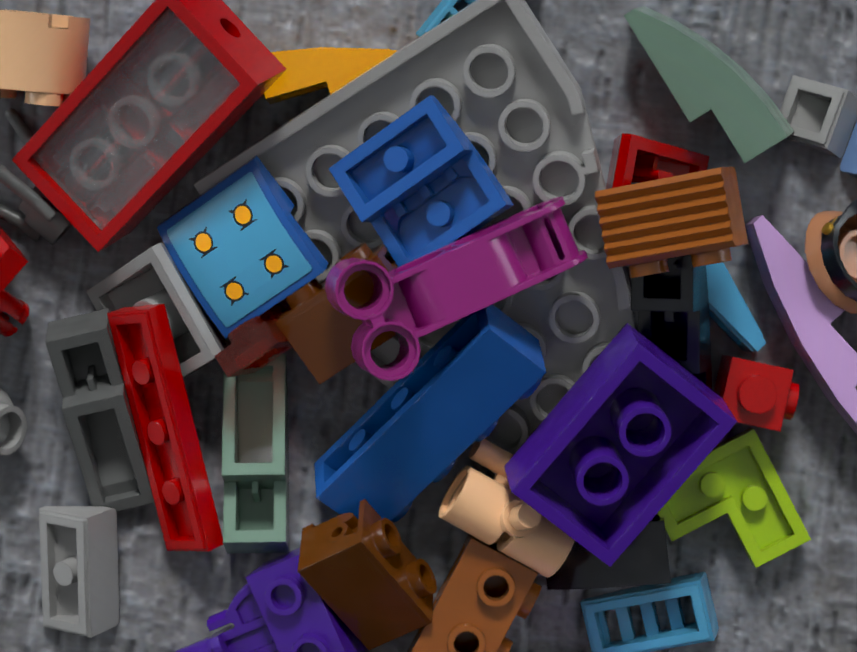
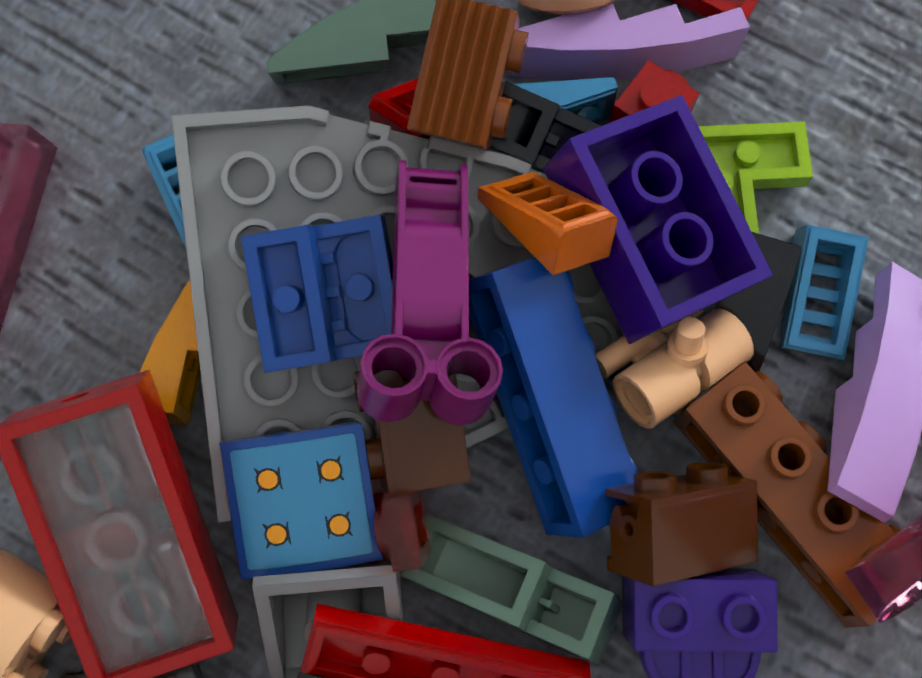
camera: 65 degrees left, 15 degrees down
(536, 372) = (551, 221): none -> orange slope

